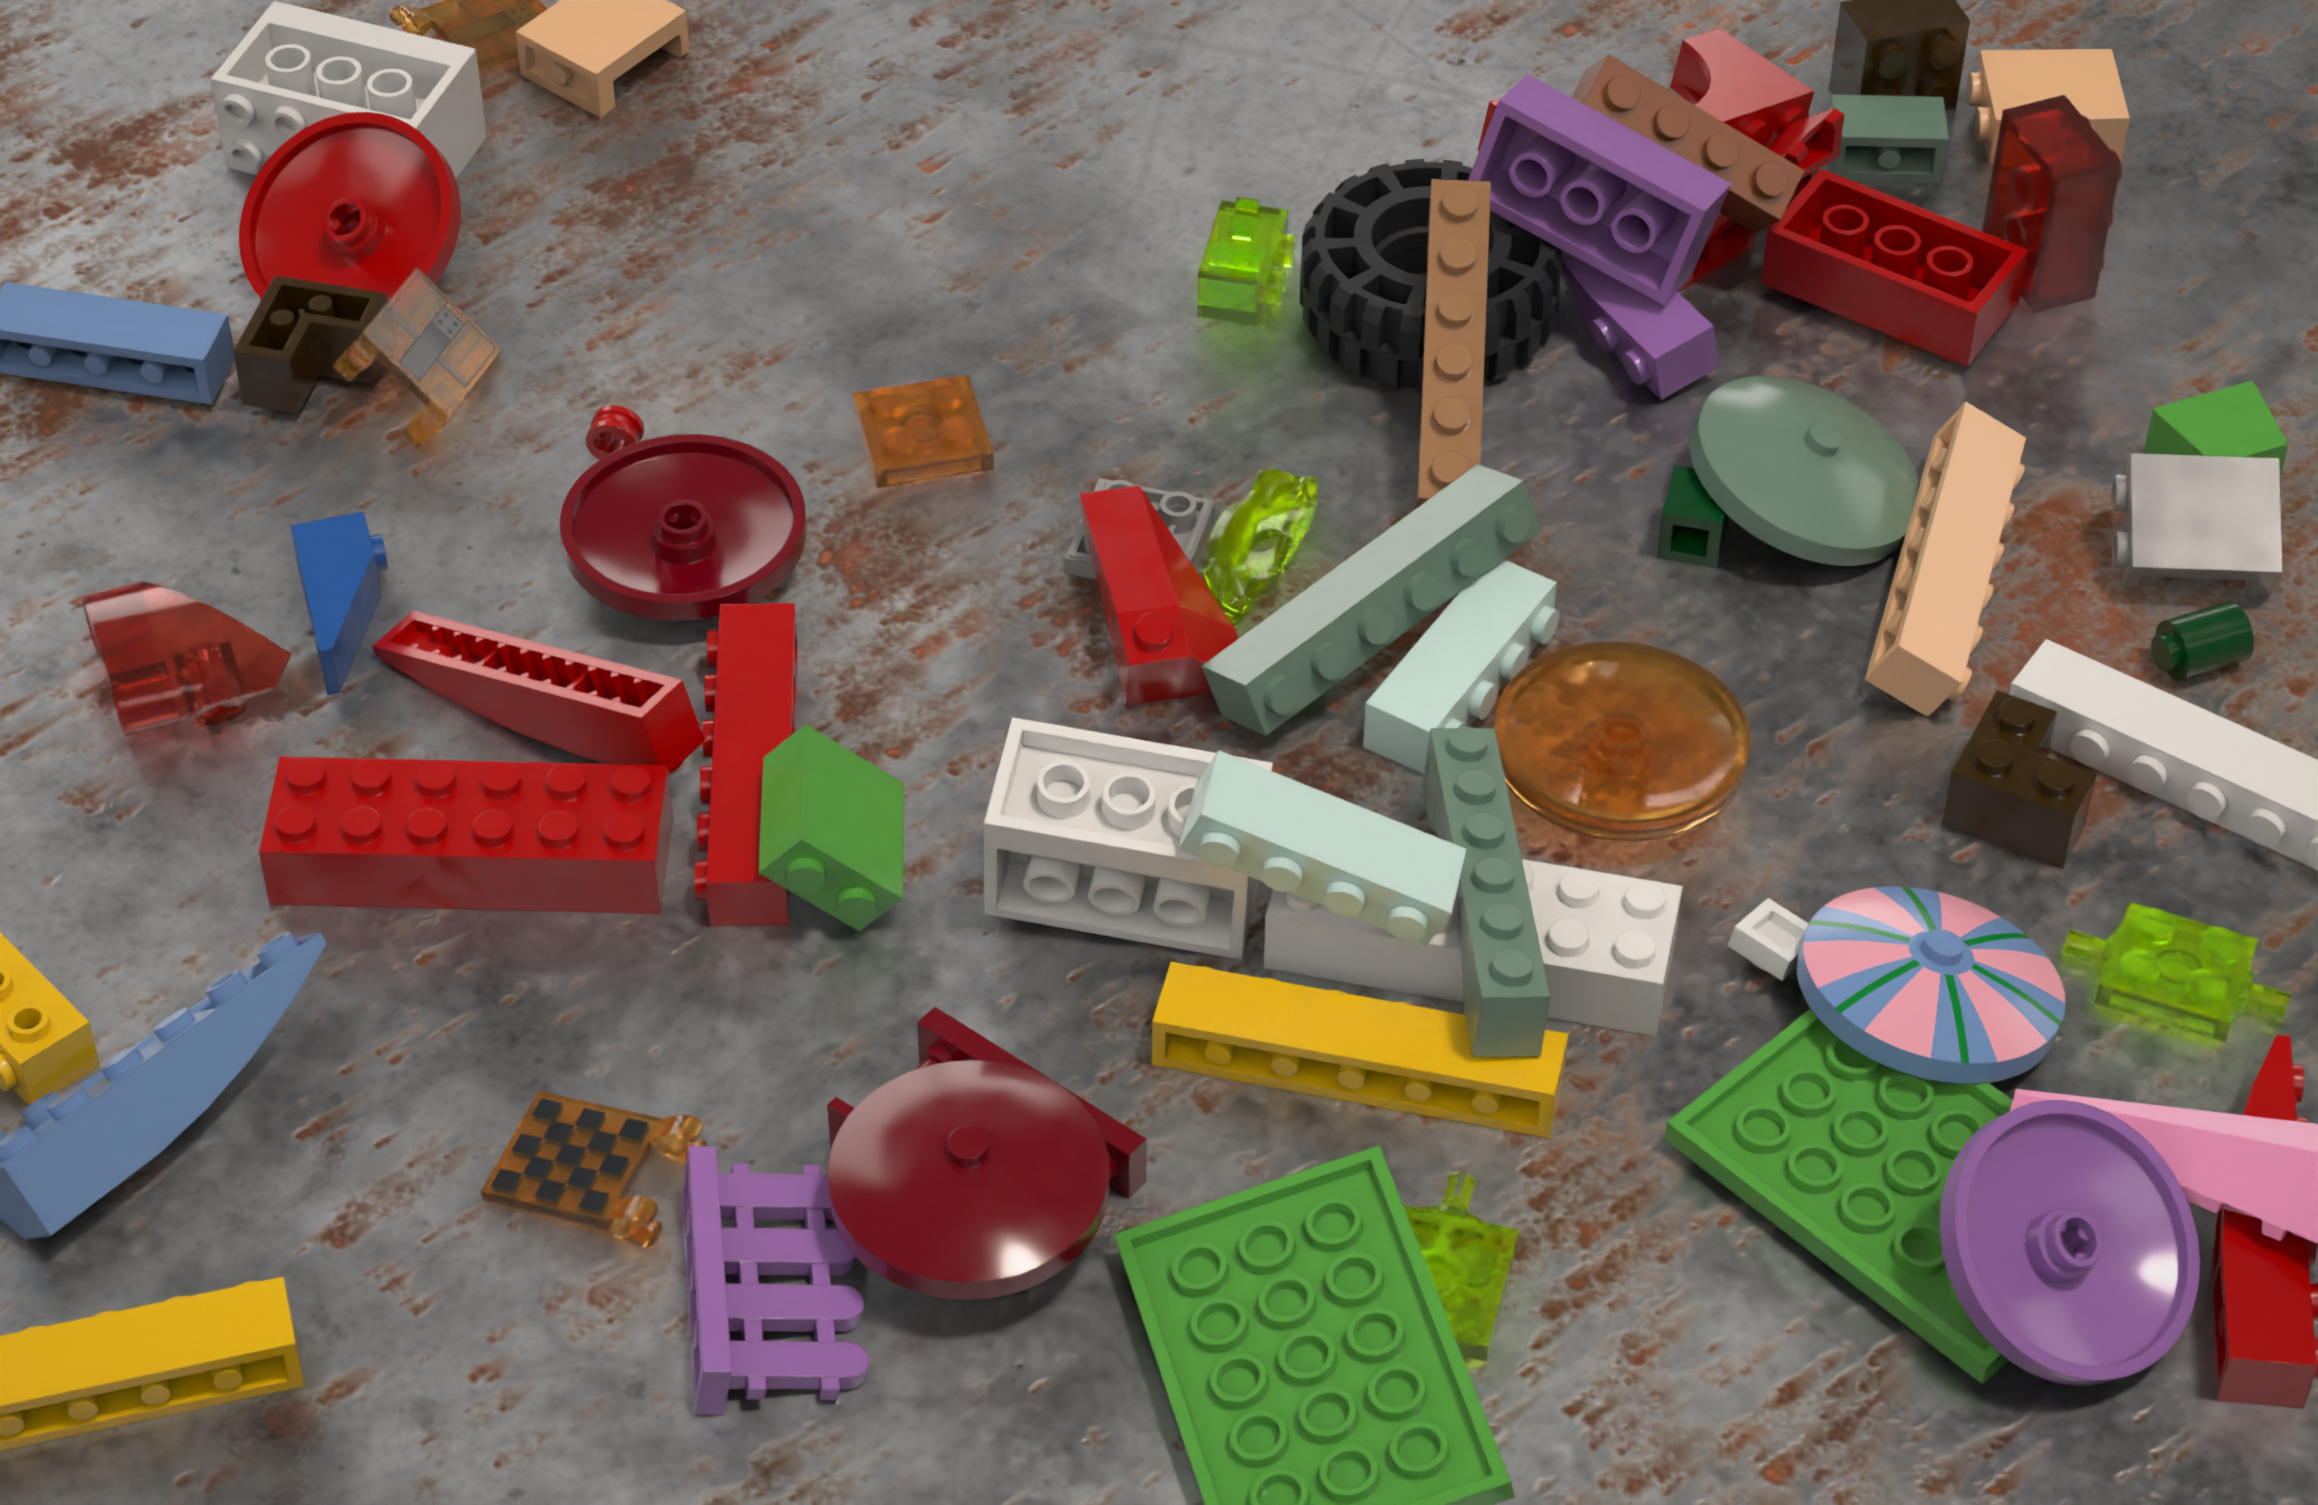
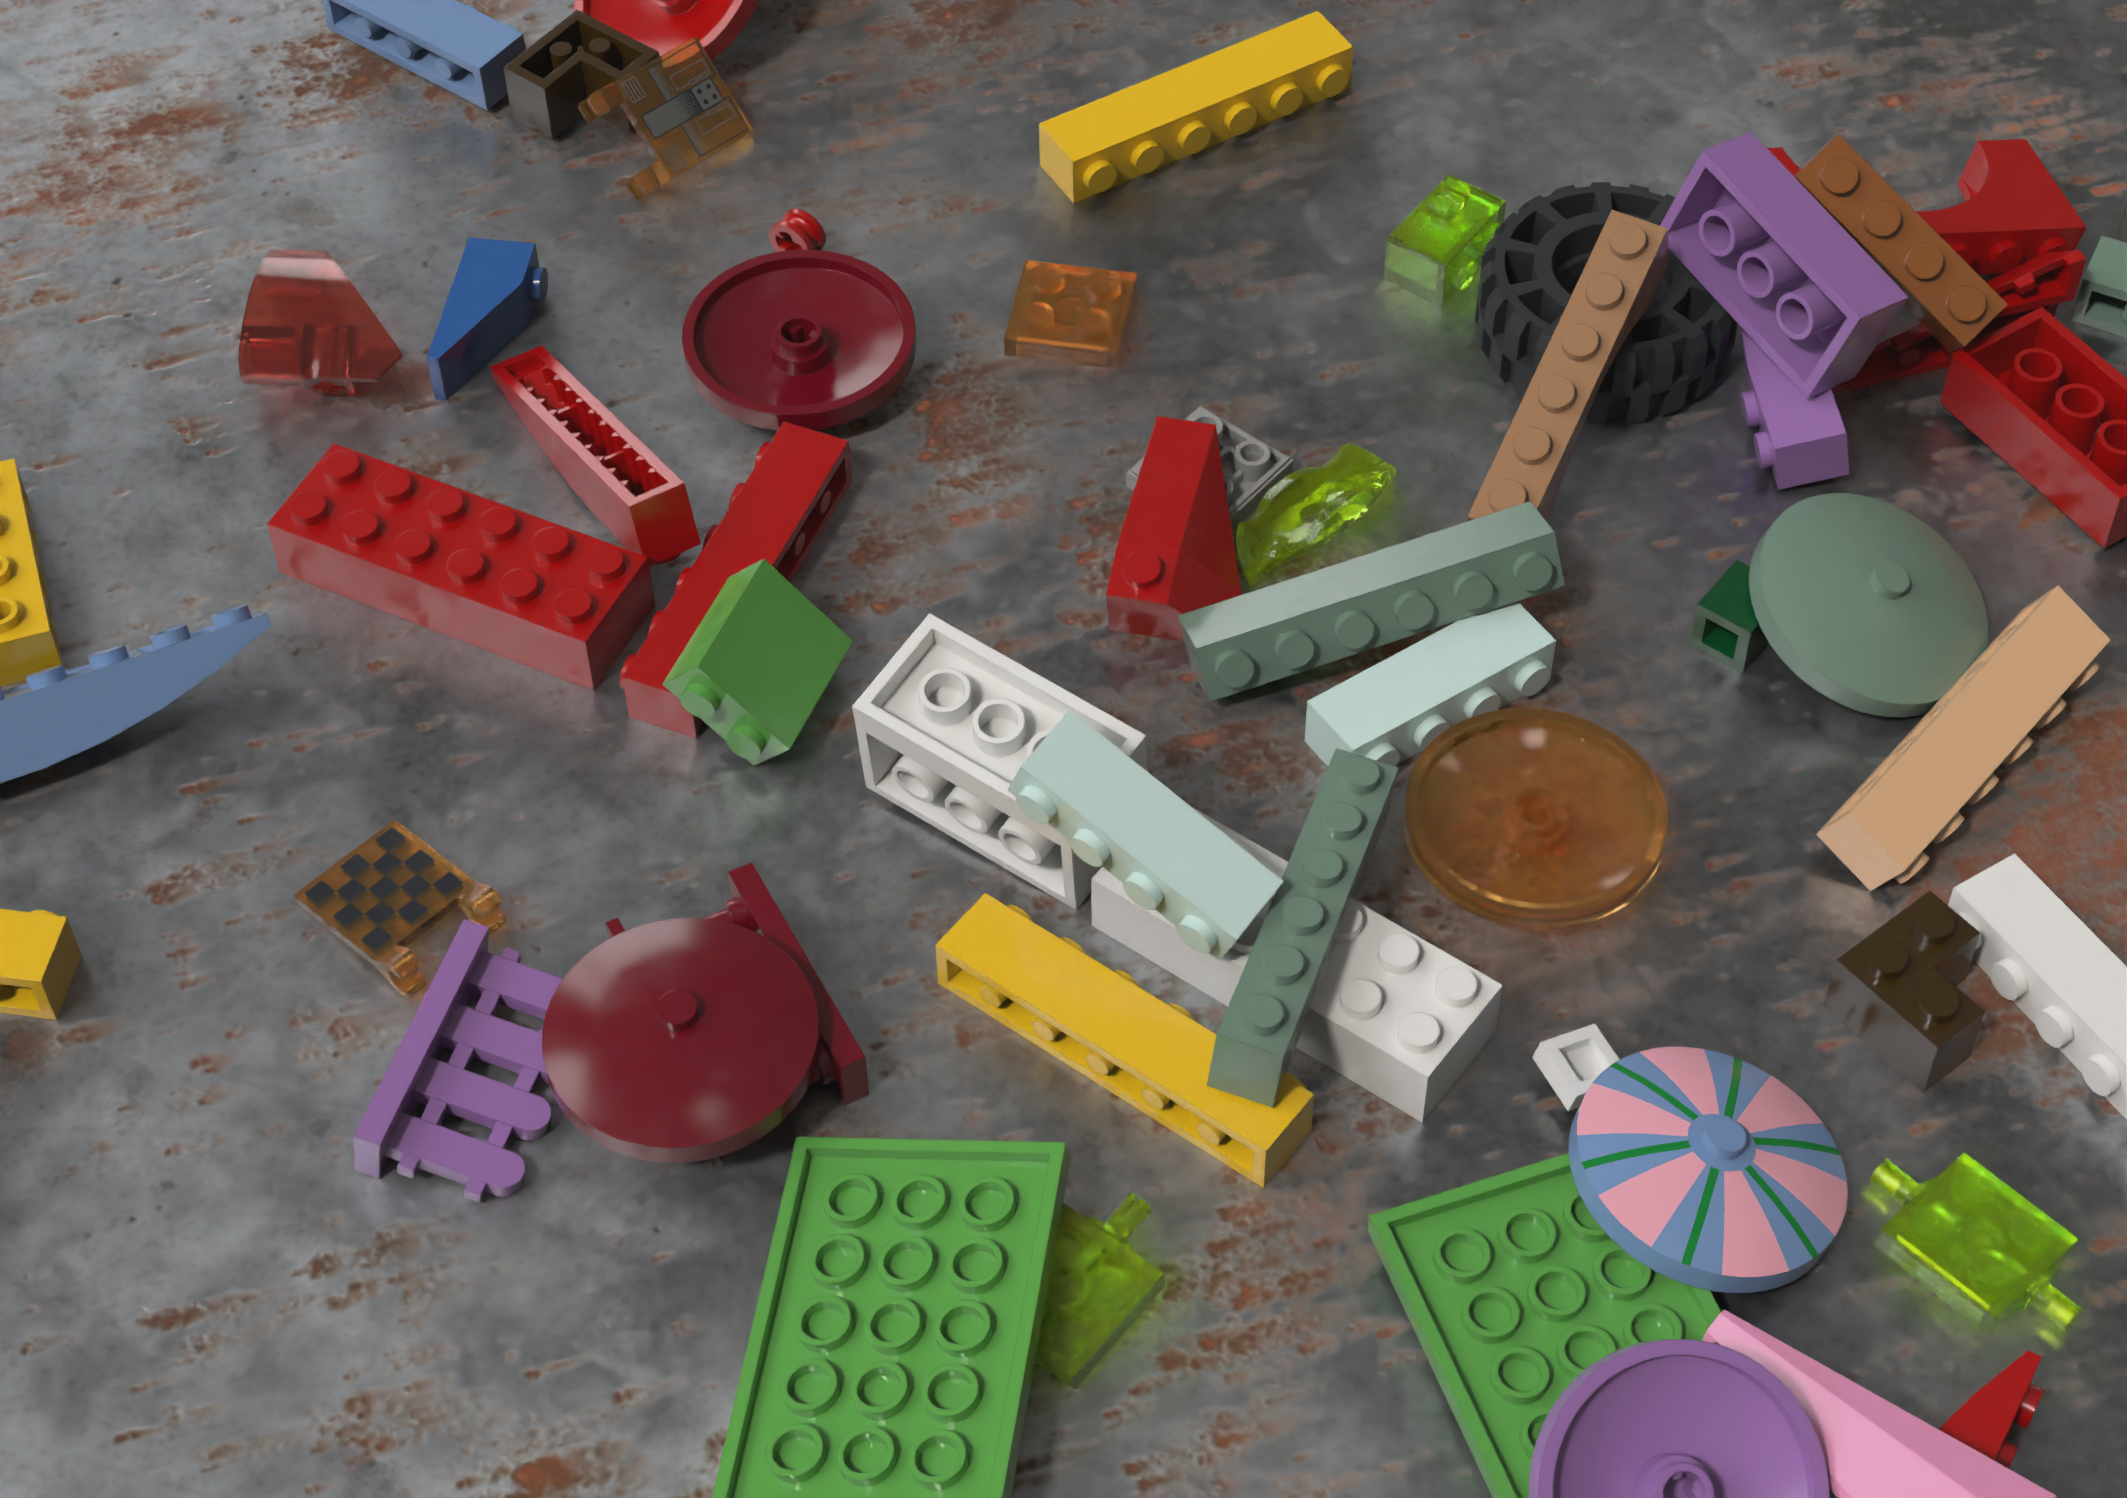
camera: 25 degrees right, 5 degrees up
(934, 207) = (1195, 106): none -> yellow brick

